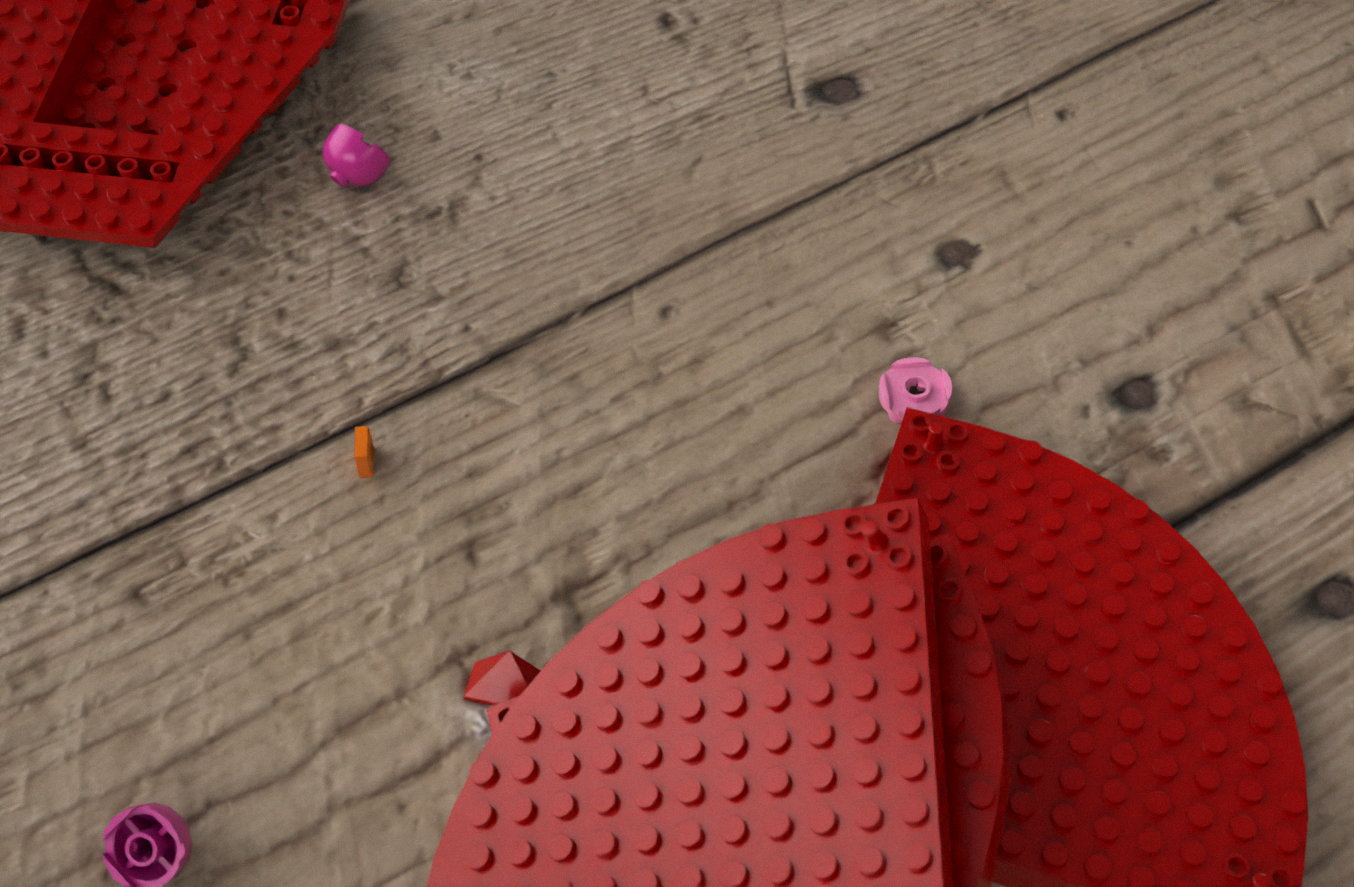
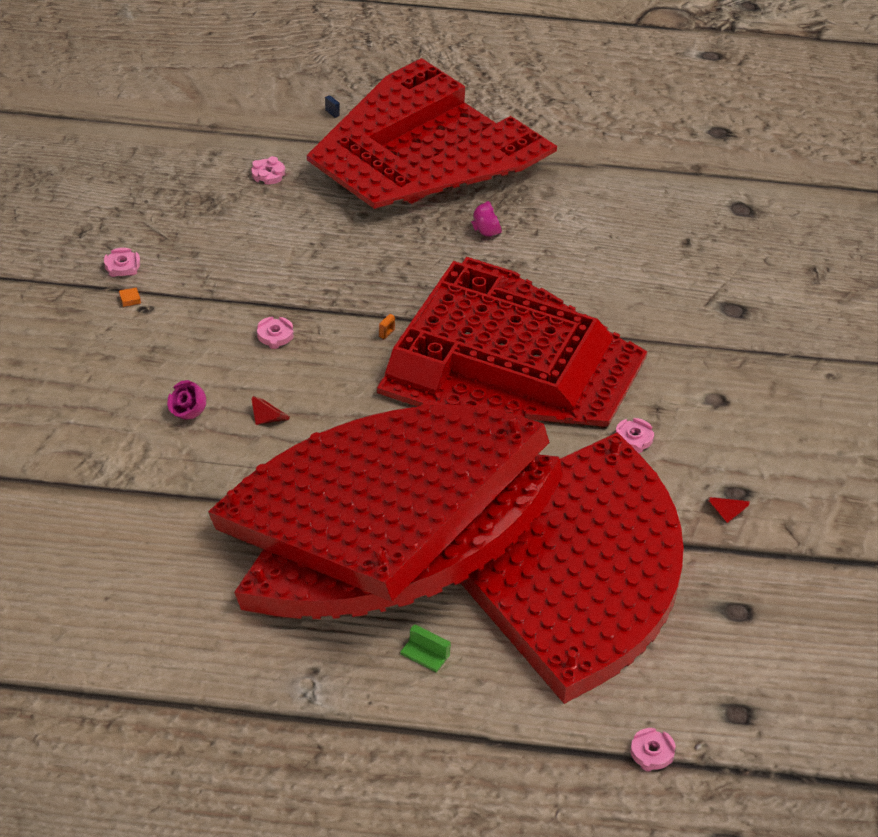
camera: 35 degrees right, 10 degrees down
(179, 607) = (282, 332): none -> bright pink plate
(302, 759) = (266, 412): none -> red slope
(586, 454) = (574, 379): none -> red wing
(1157, 423) = (728, 507): none -> red slope

